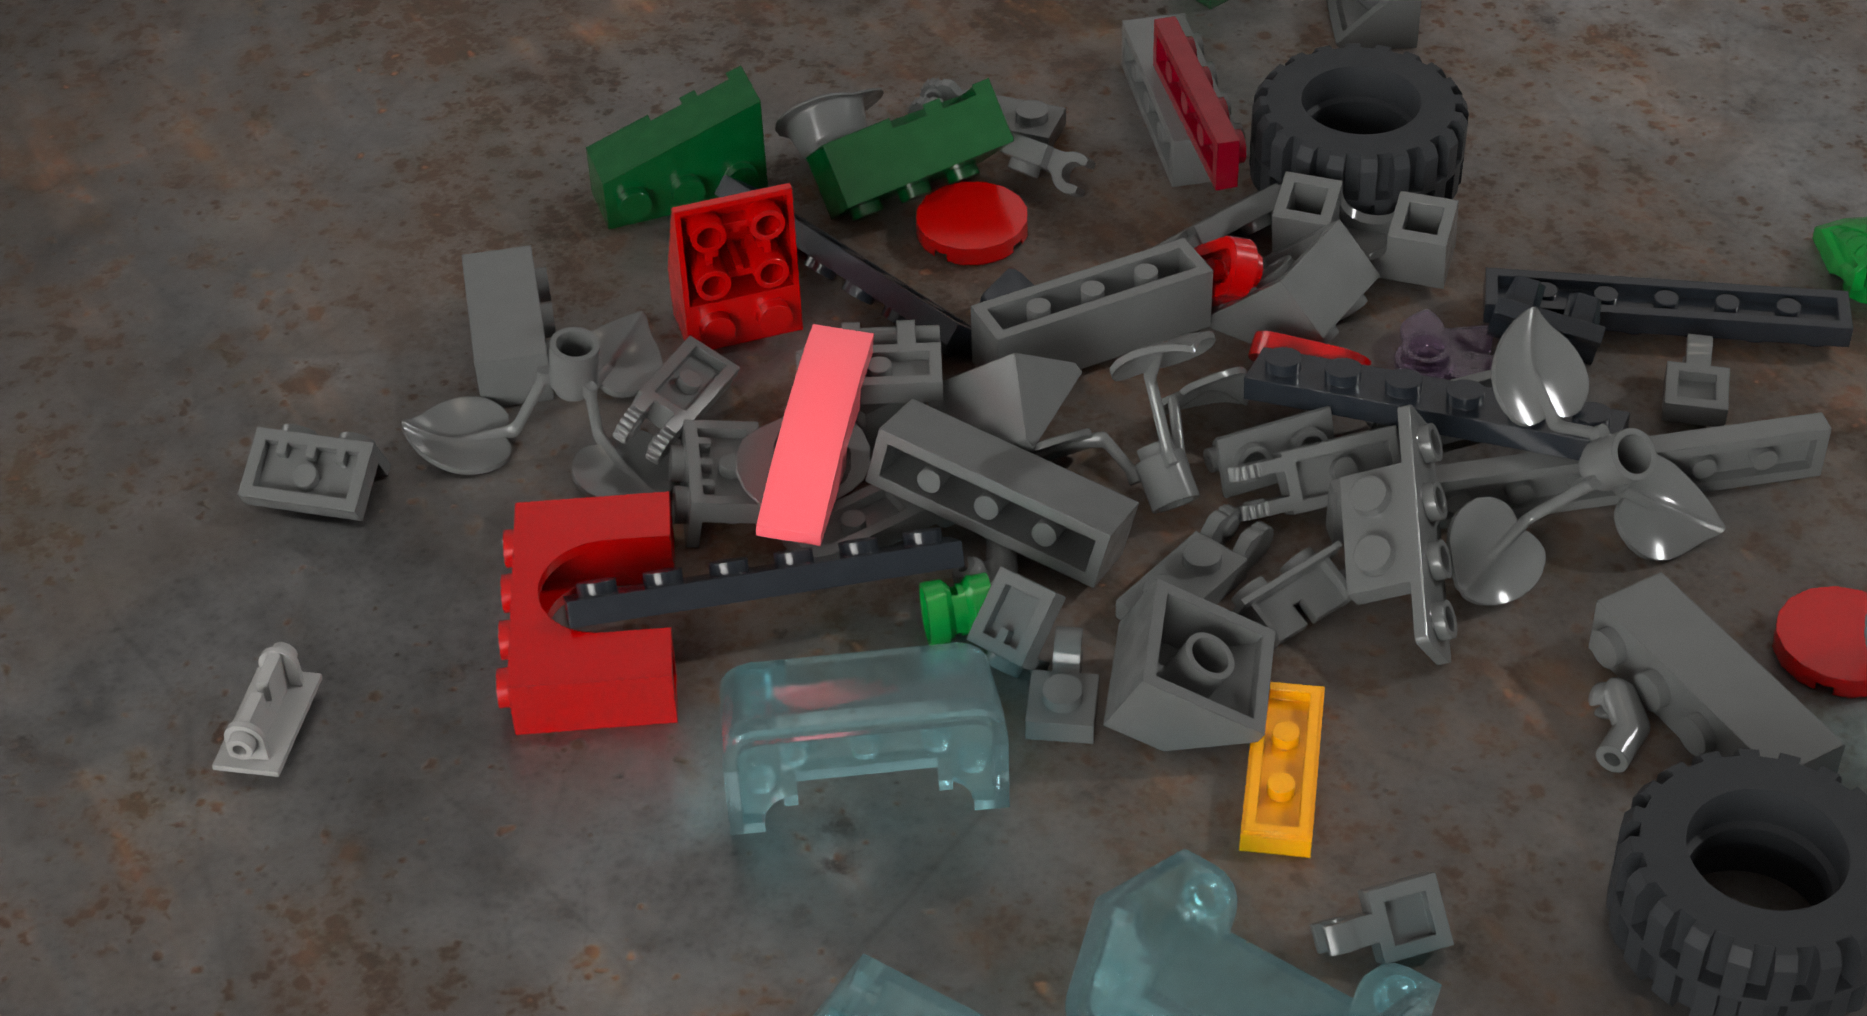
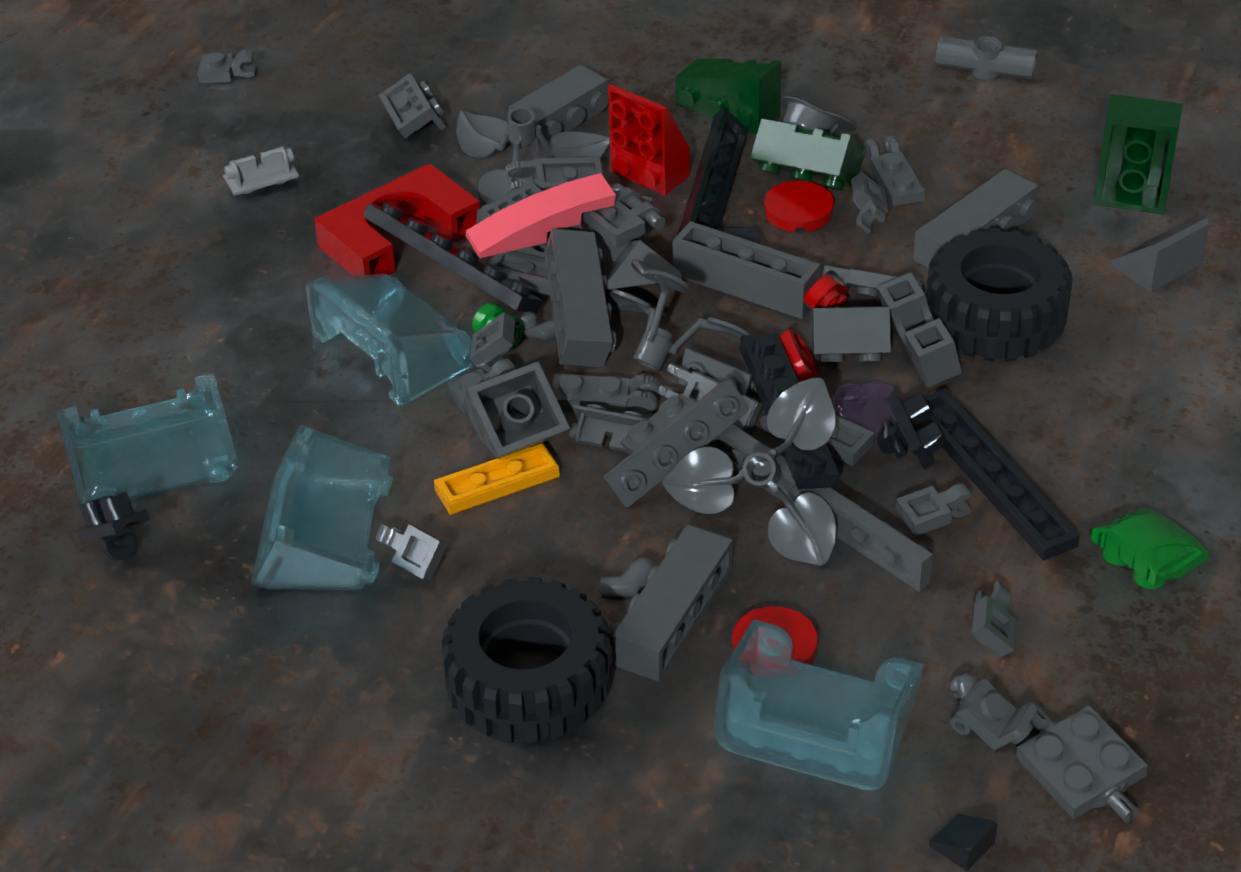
camera: 55 degrees right, 0 degrees up
(1197, 105) = (939, 217): dark red plate -> none

